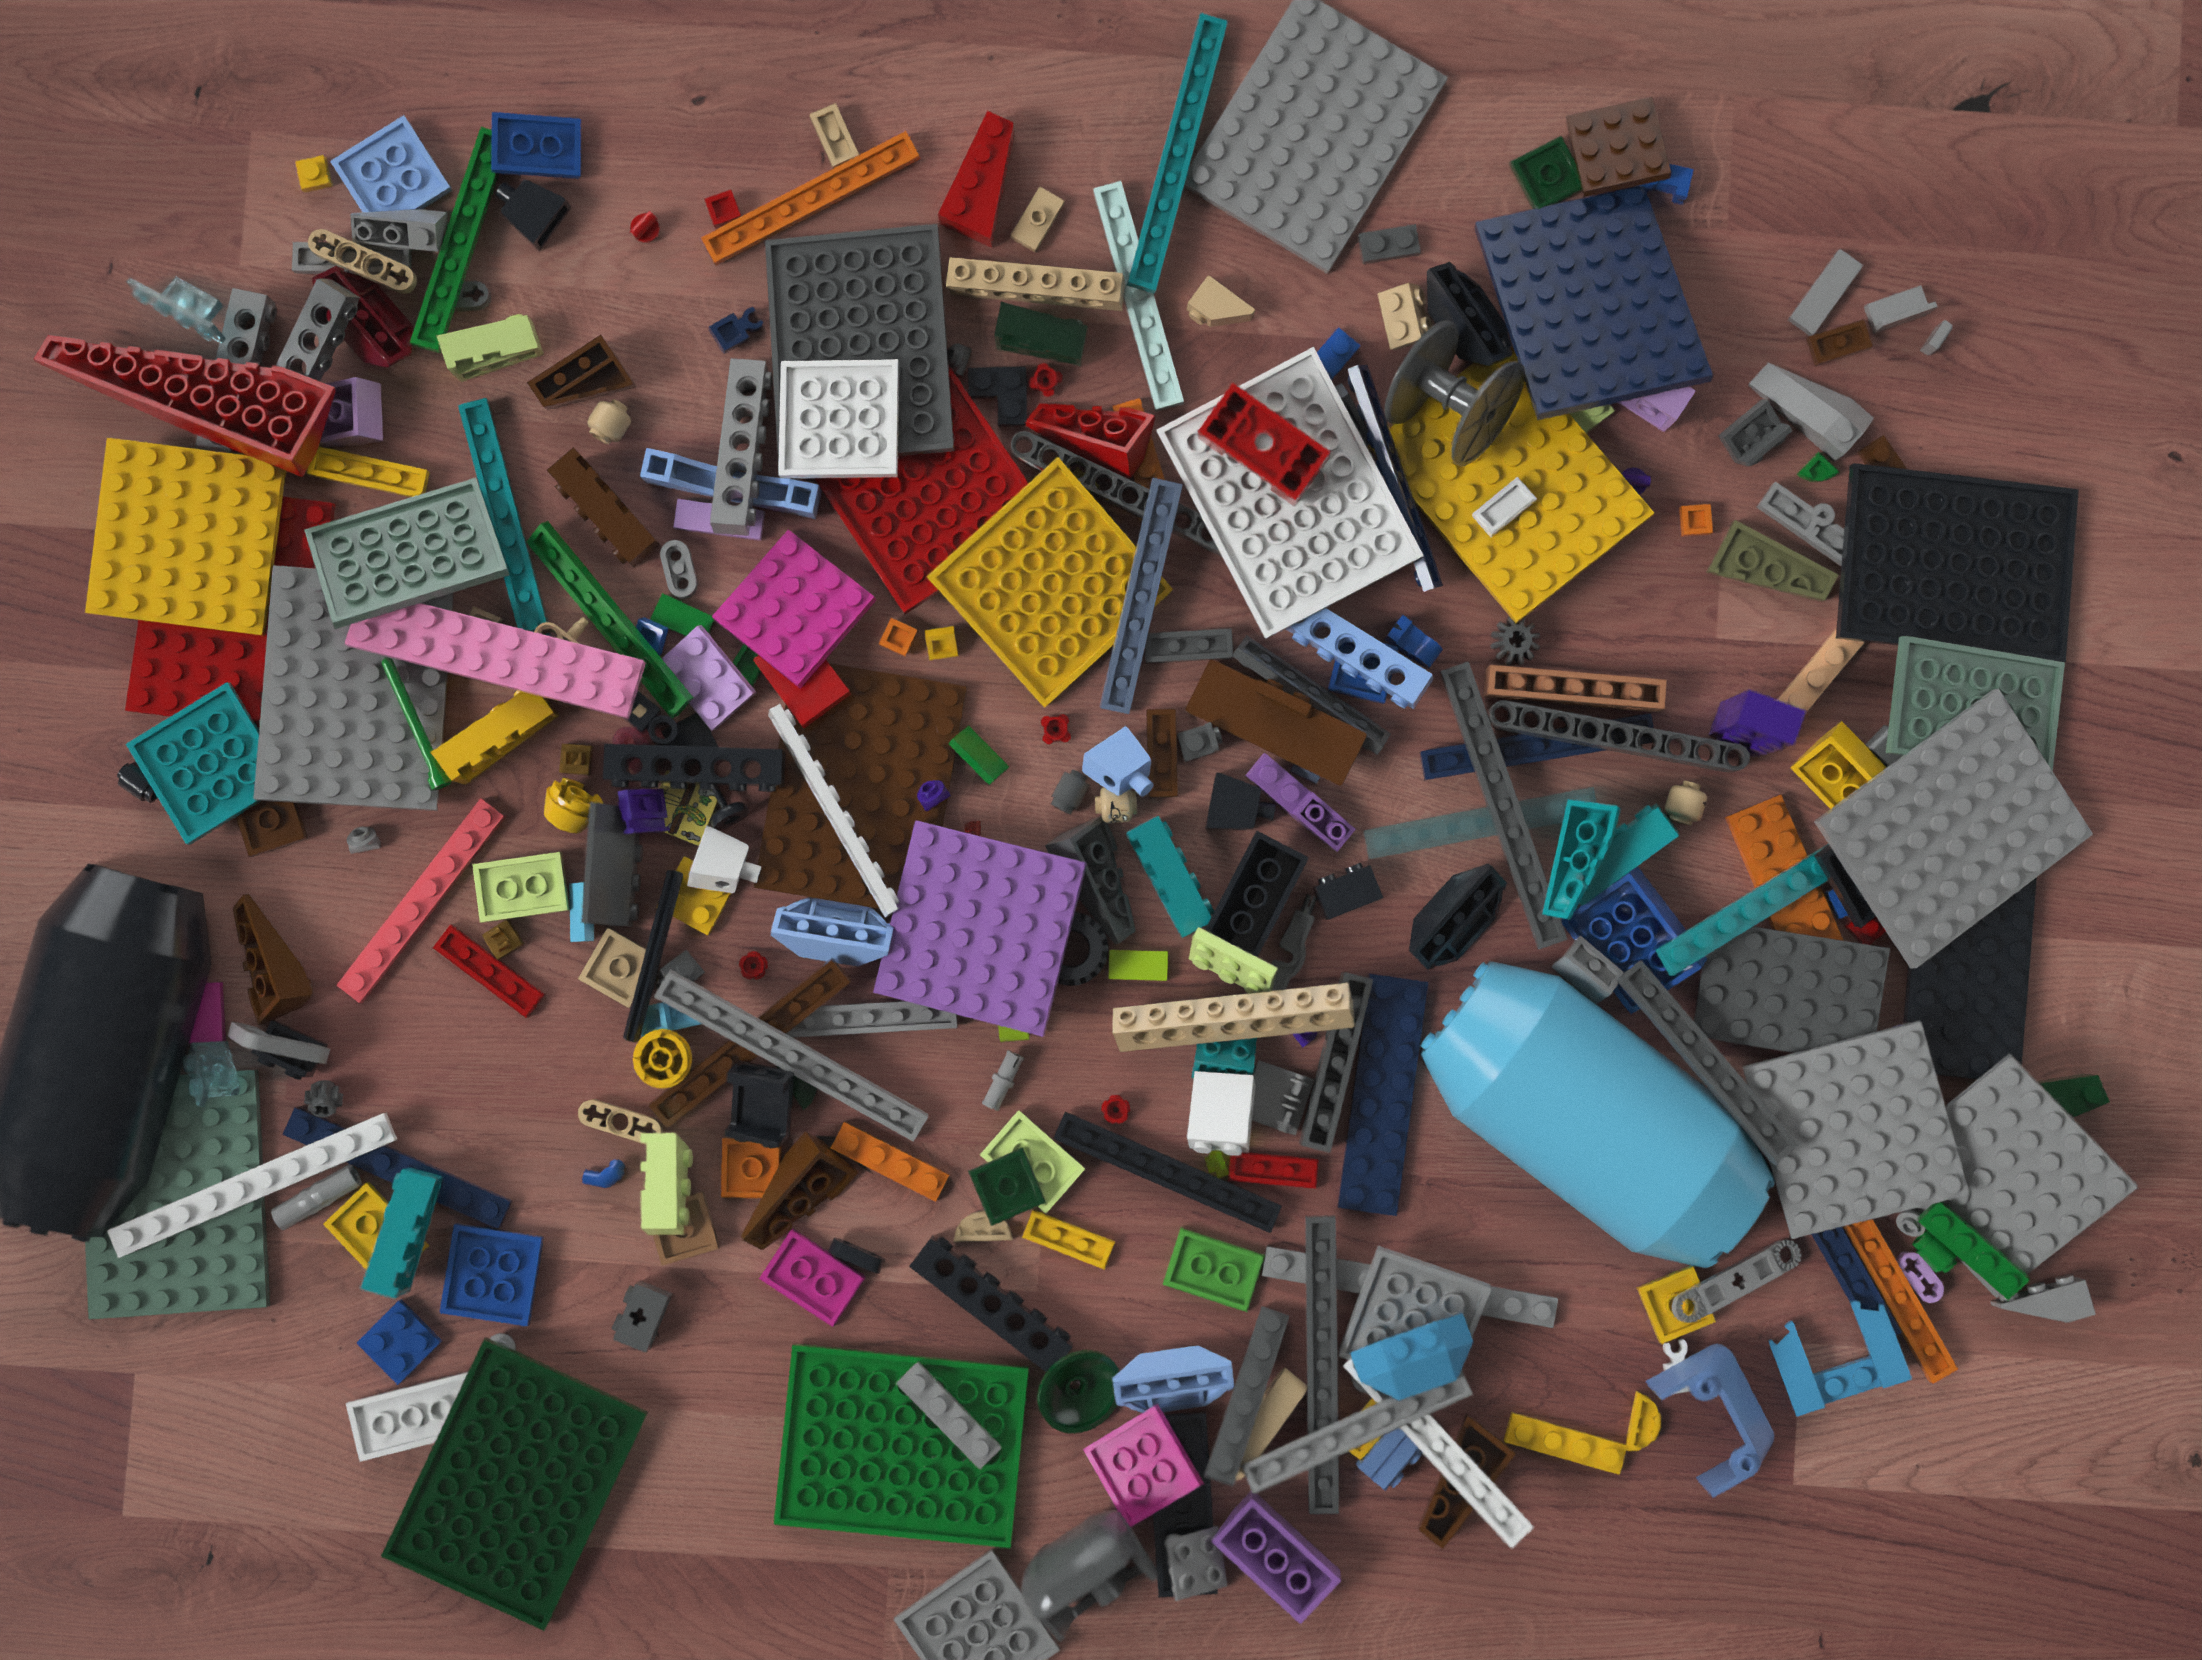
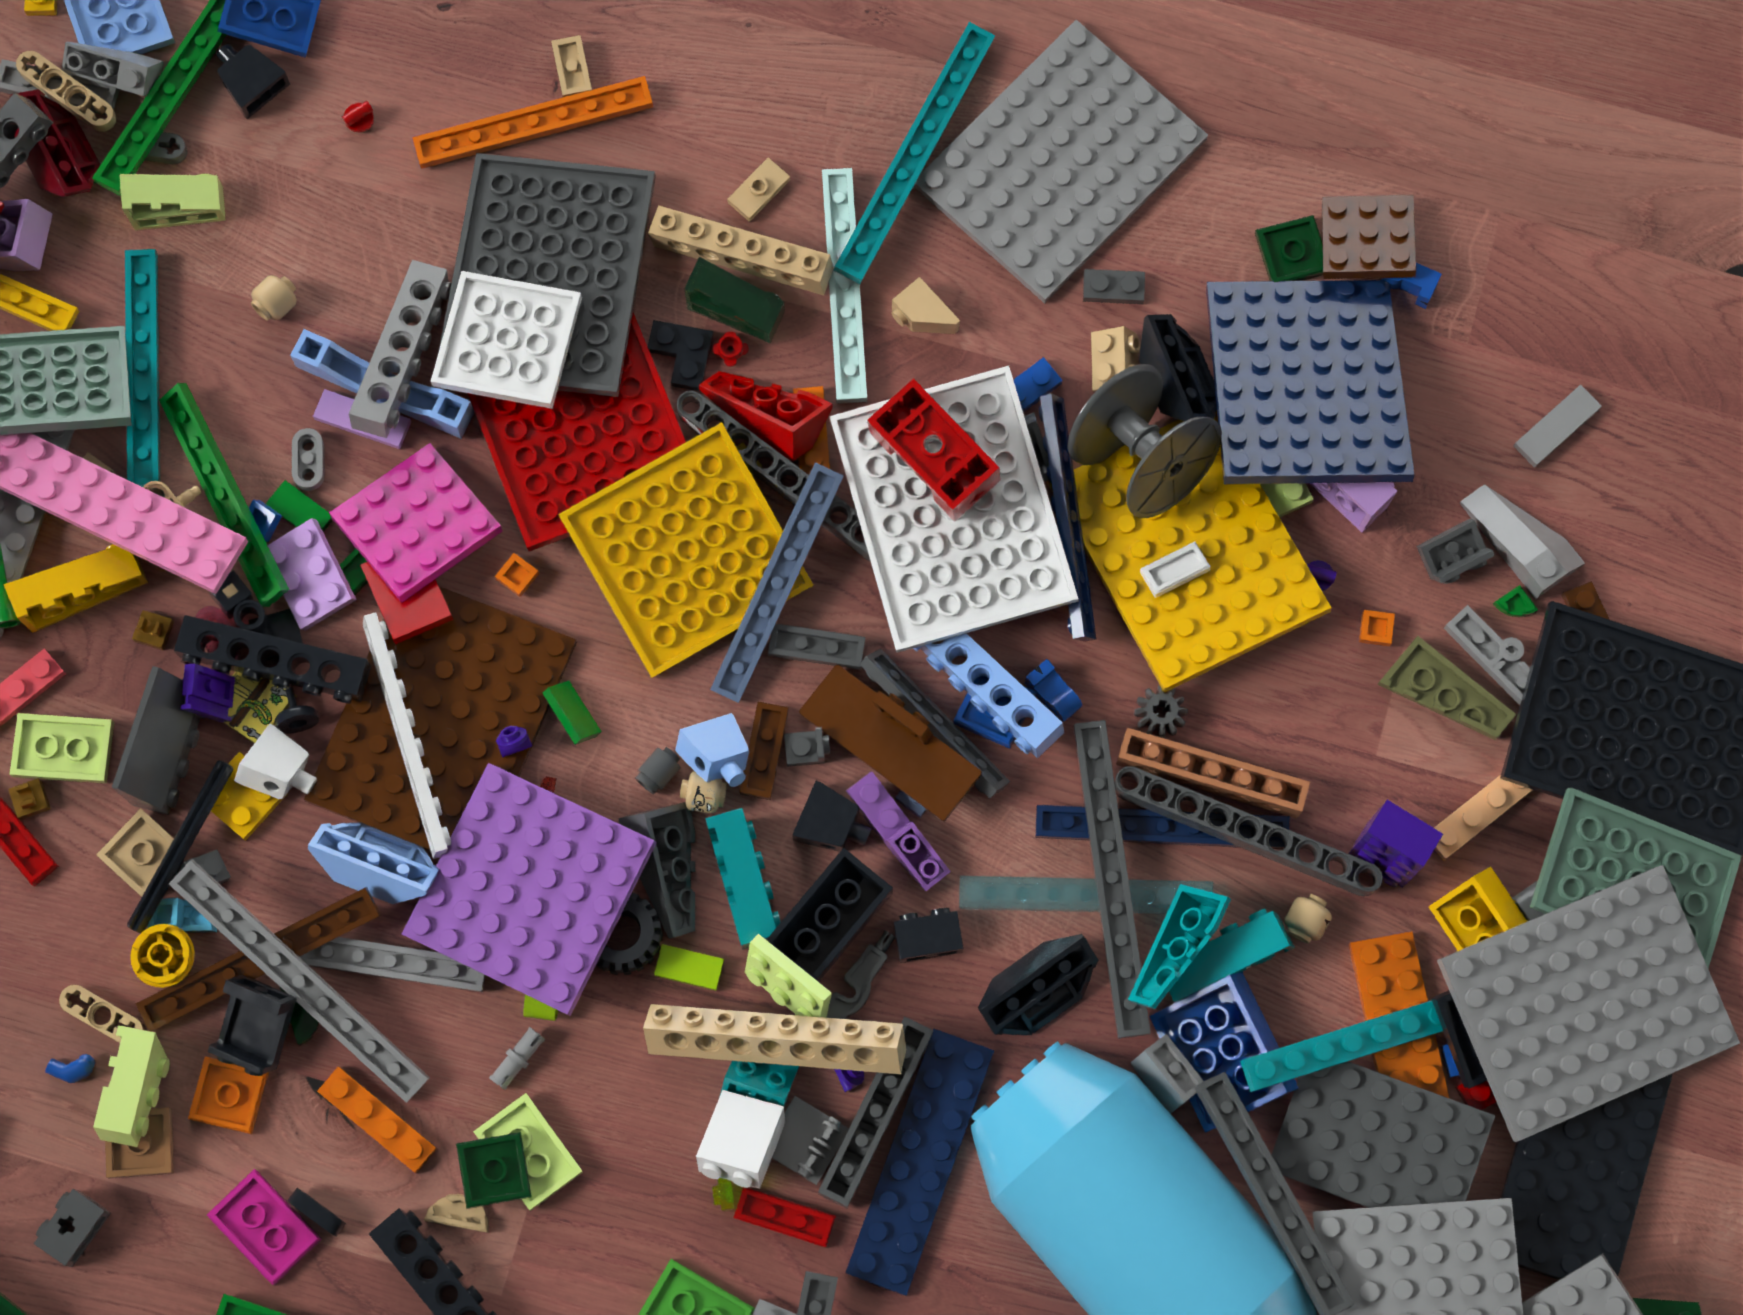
camera: 15 degrees right, 10 degrees down
(568, 805) = (129, 672): yellow cone -> none
(578, 931) = (113, 803): medium azure tile -> none
(581, 376) = (257, 247): reddish brown wedge -> none
(603, 507) = (245, 380): reddish brown wedge -> none
(722, 208) = (441, 113): red plate -> none
(732, 332) = (421, 236): dark blue plate -> none
(745, 965) = (277, 875): red plate -> none
(802, 1181) = (277, 1121): reddish brown wedge -> none
(941, 643) = (560, 589): yellow plate -> none
(958, 358) = (645, 309): dark grey plate -> none
(979, 184) = (707, 141): red wedge -> none
(1060, 722) = (665, 696): red plate -> none
(1068, 1239) = (547, 1245): yellow tile -> none
(1111, 1116) = (623, 1110): red plate -> none
(1167, 1172) = (670, 1194): black plate -> none
(1839, 342) = (1562, 478): reddish brown plate -> none
(1898, 309) = (1631, 458): light grey panel -> none
(1936, 338) = (1665, 494): light grey tile -> none

